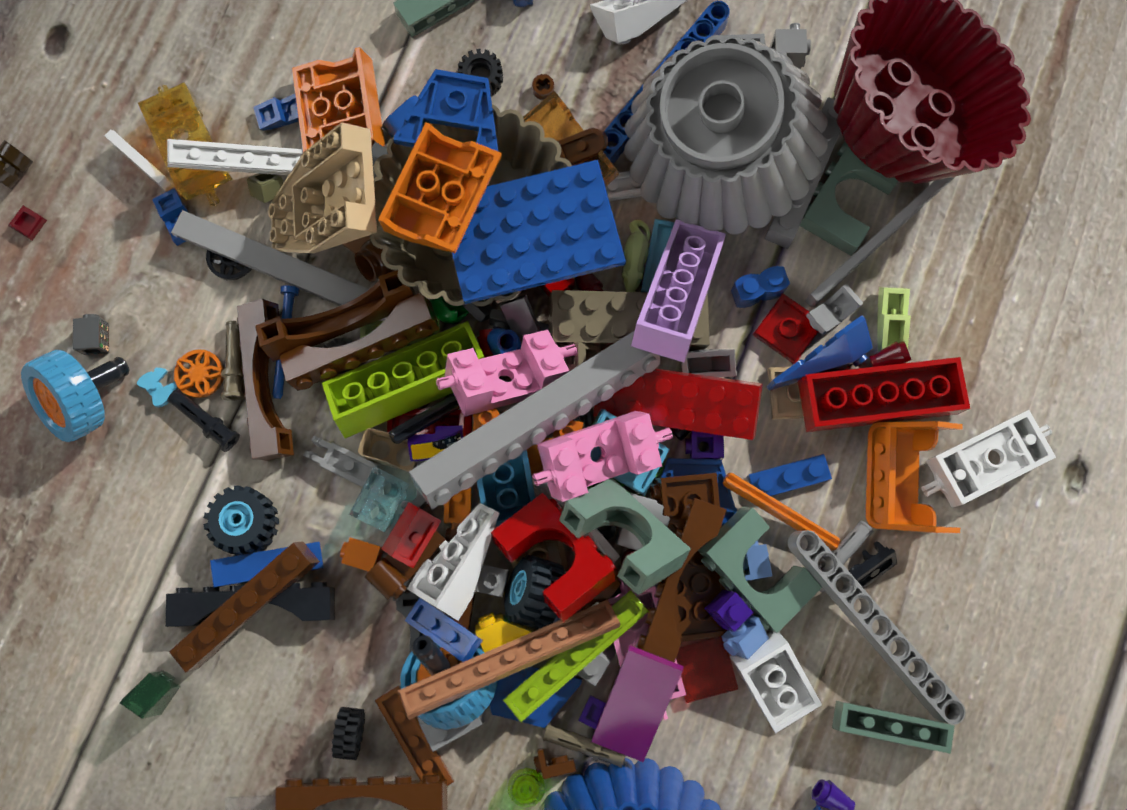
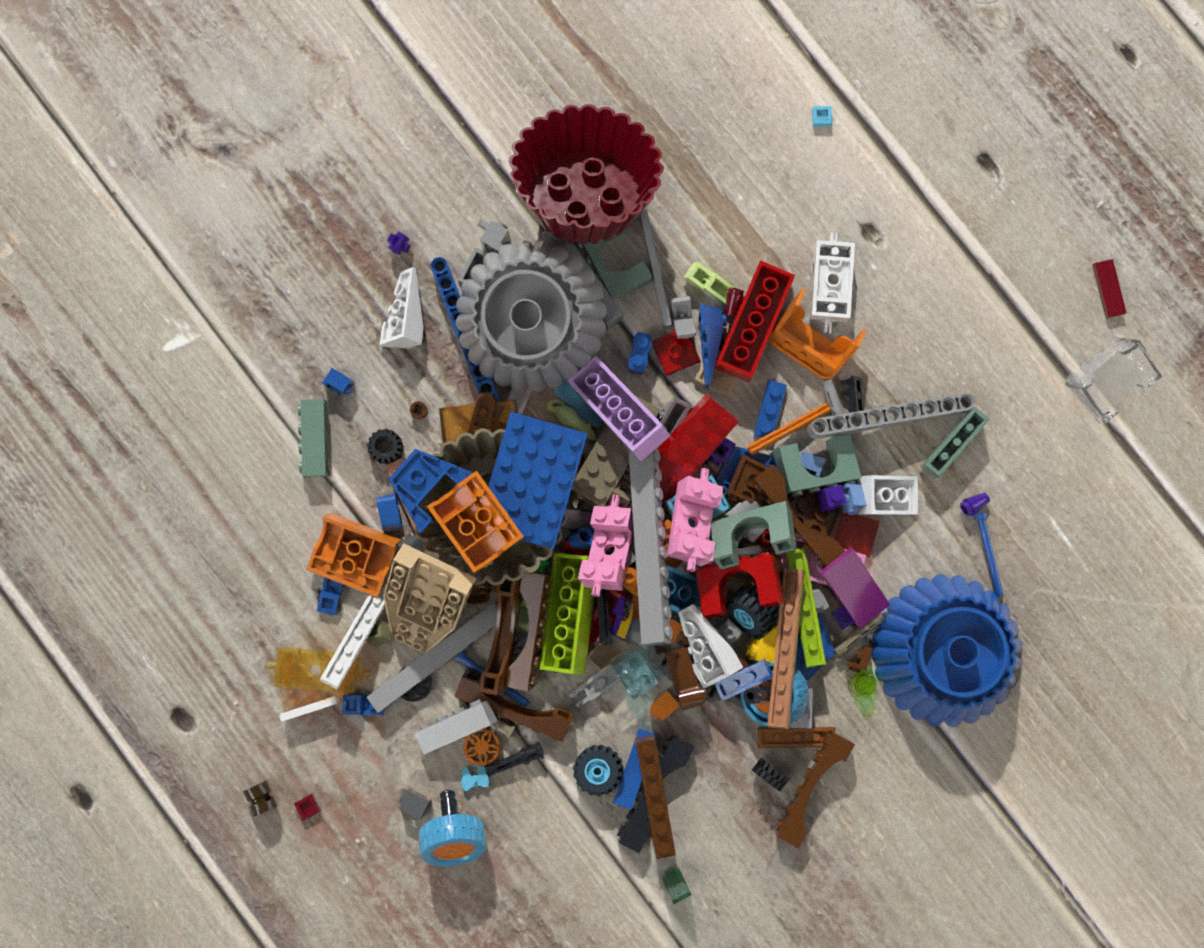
camera: 60 degrees left, 5 degrees up
(202, 327) = (455, 727): none -> light grey brick
(411, 535) = (671, 667): red panel -> none

